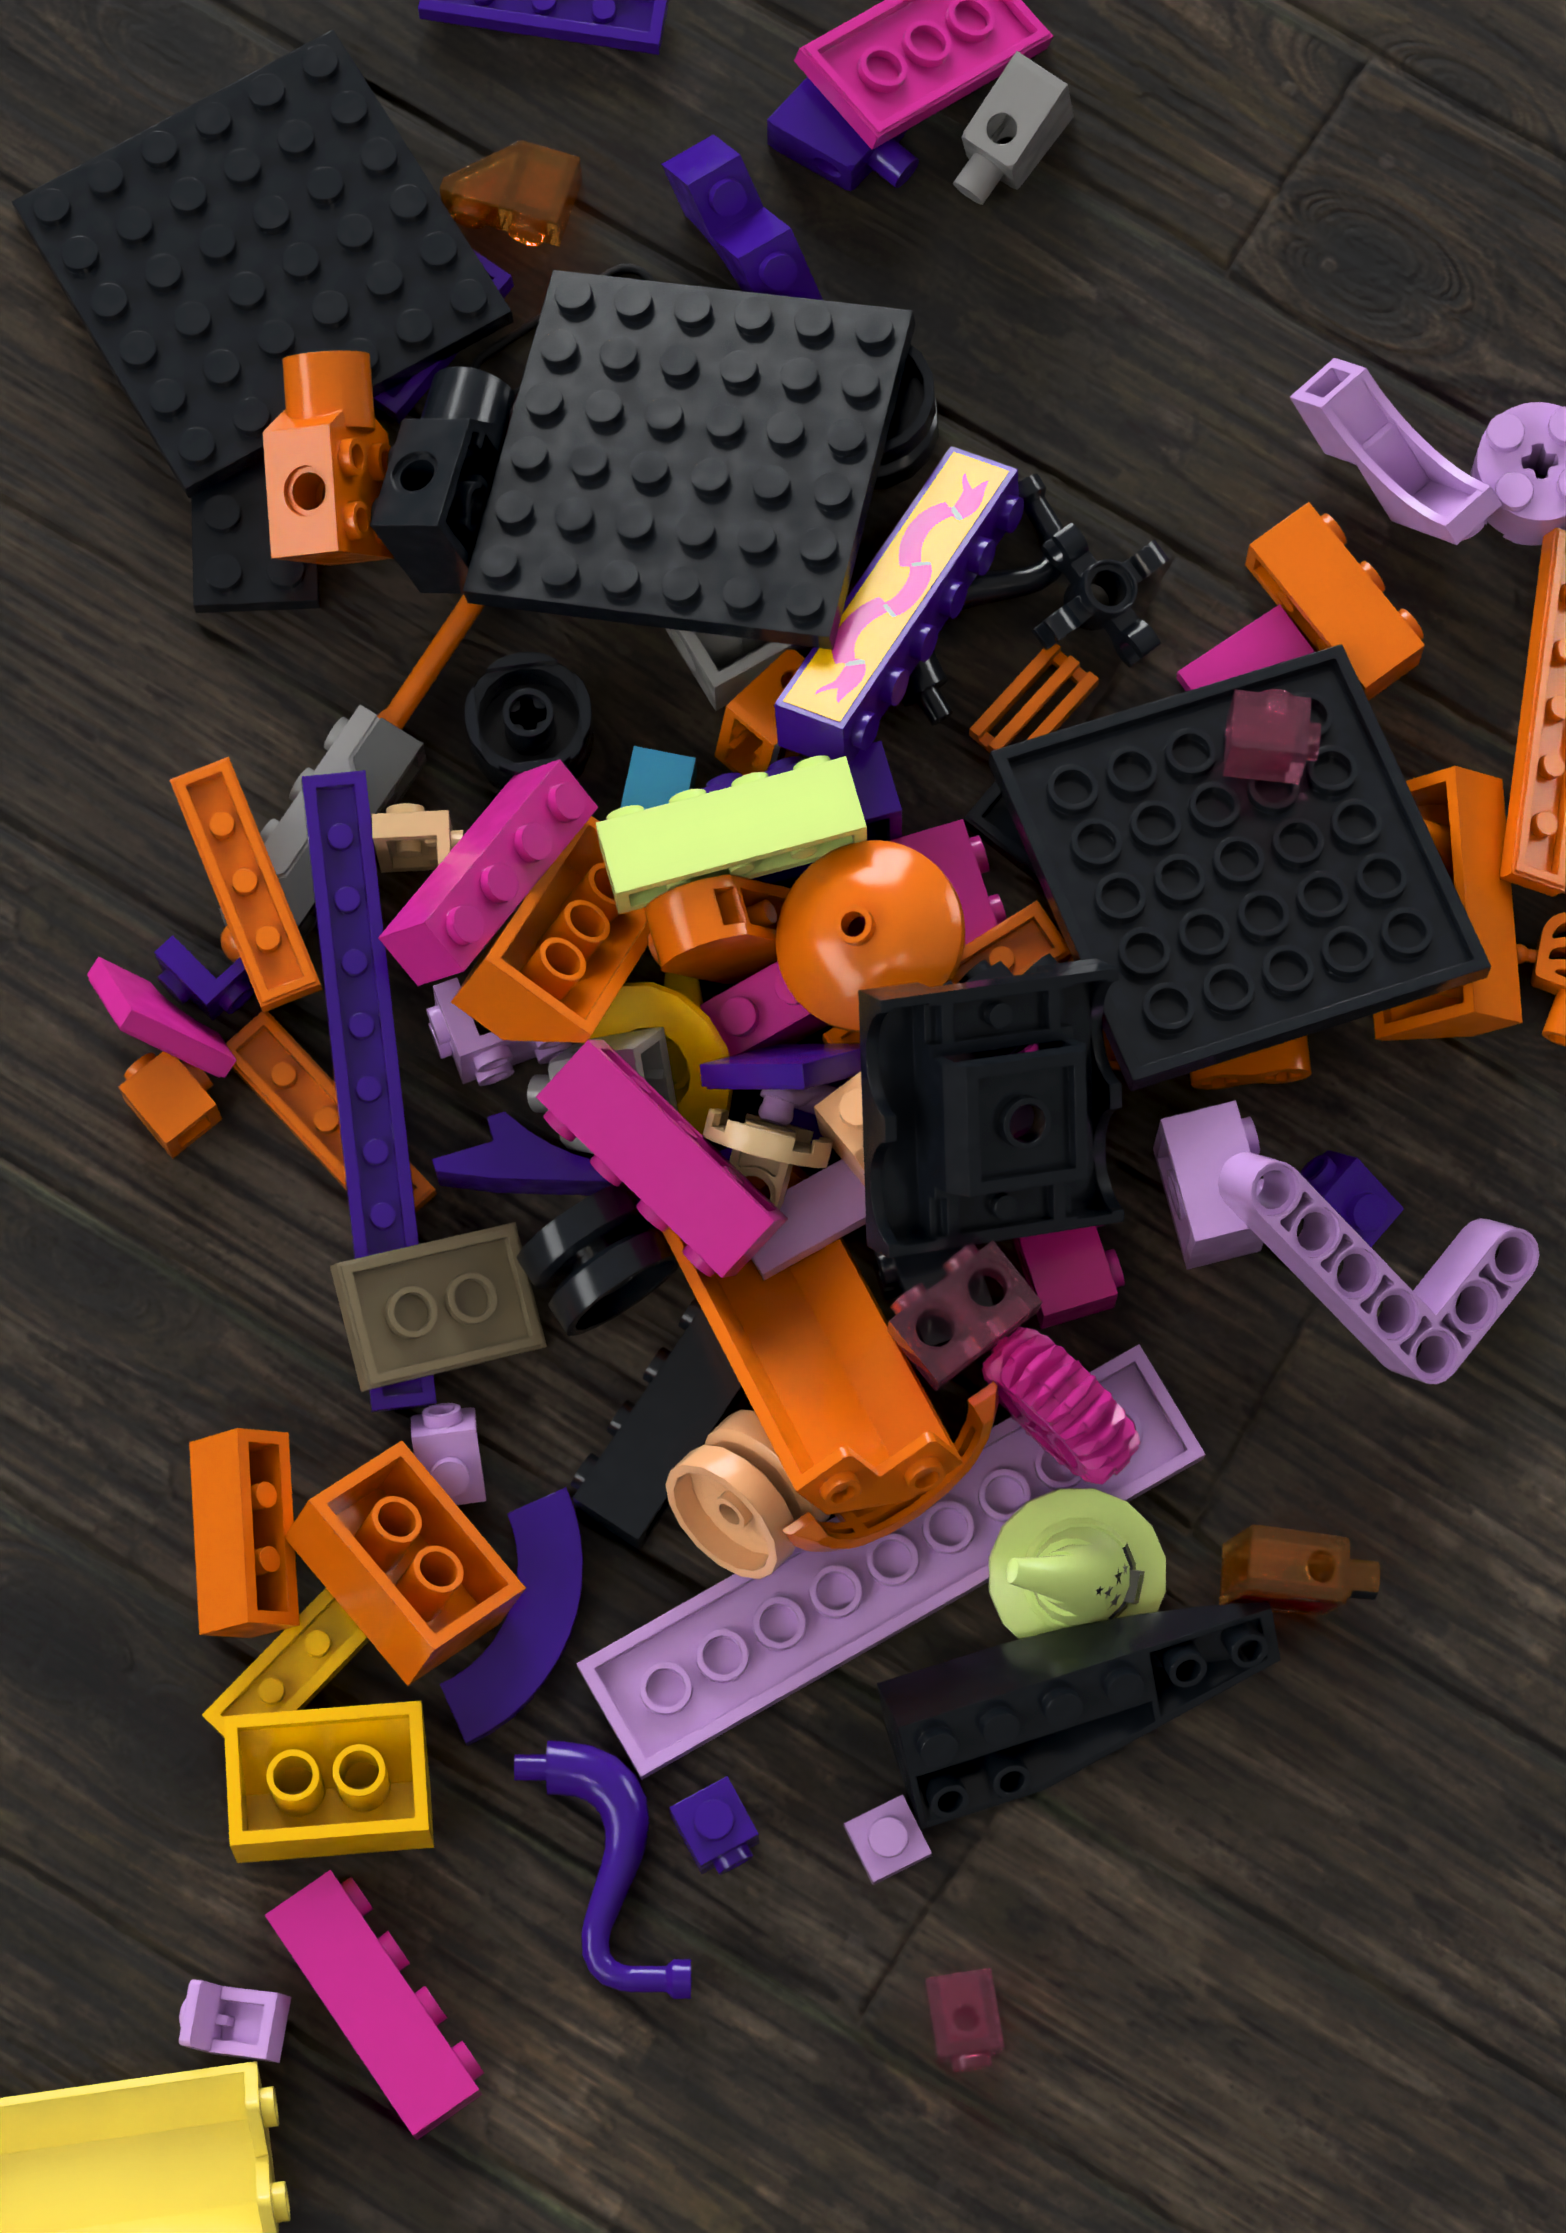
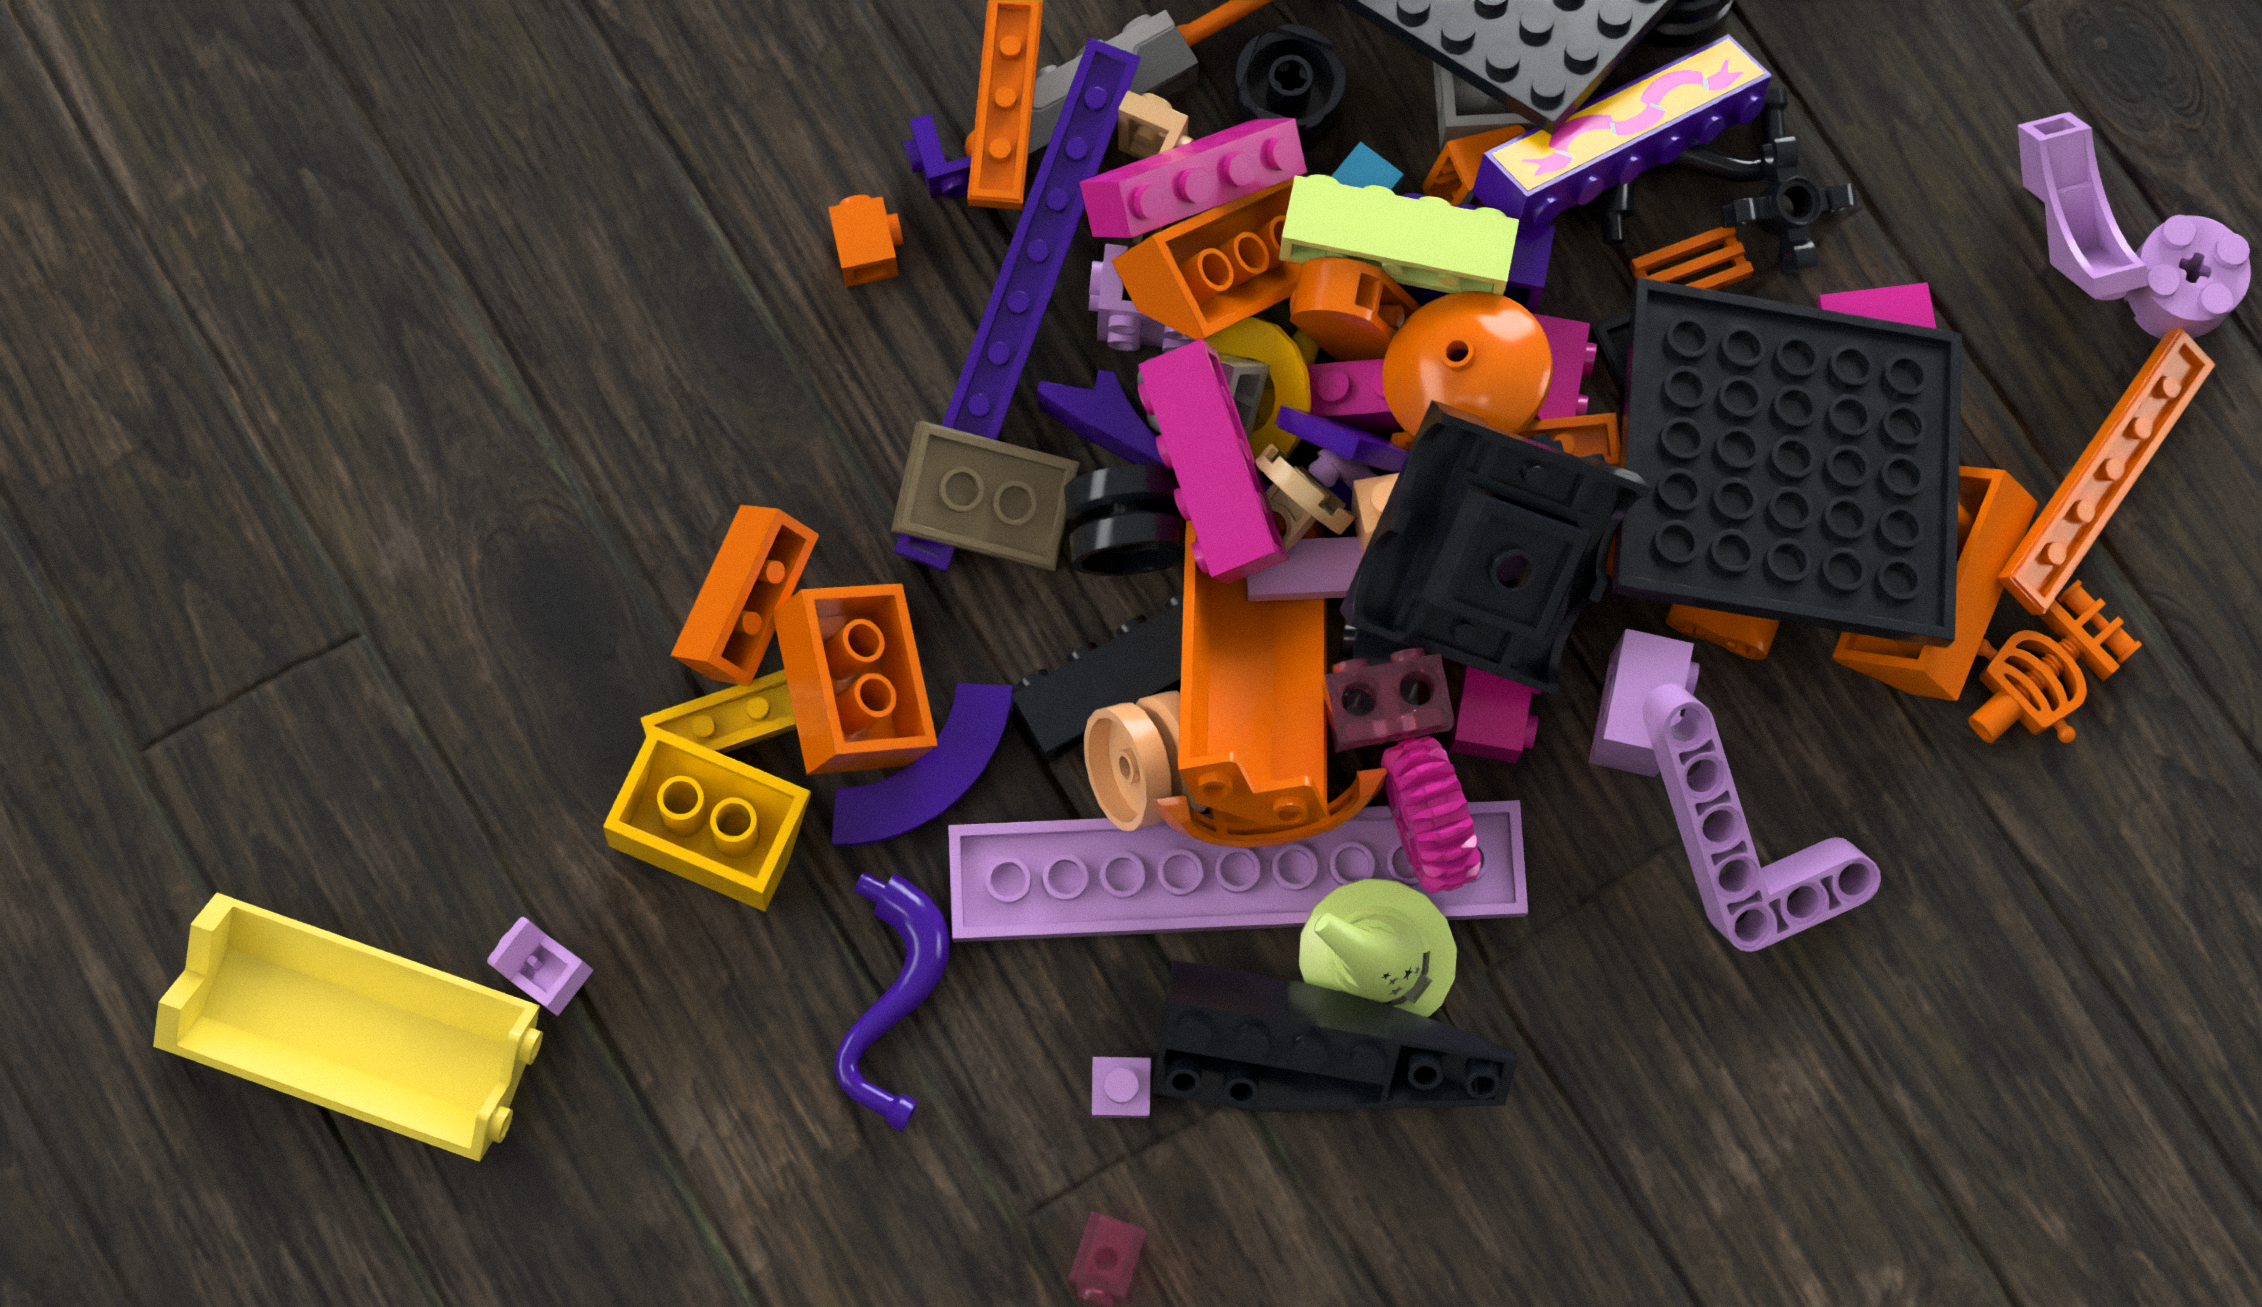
camera: 25 degrees right, 0 degrees up
(153, 1019) = (880, 165): dark pink tile -> none
(299, 1094) = (966, 284): orange tile -> none
(374, 2004) = (655, 1010): dark pink brick -> none
(450, 1451) = (936, 613): lavender bracket -> none
(715, 1827) = (989, 1008): dark purple brick -> none
(1269, 736) = (1867, 372): clear pink brick -> none
(1275, 1564) = (1535, 1028): clear orange torso -> none
(1335, 597) = (1973, 297): orange brick -> none
(1353, 1193) = (1752, 768): dark purple bracket -> none

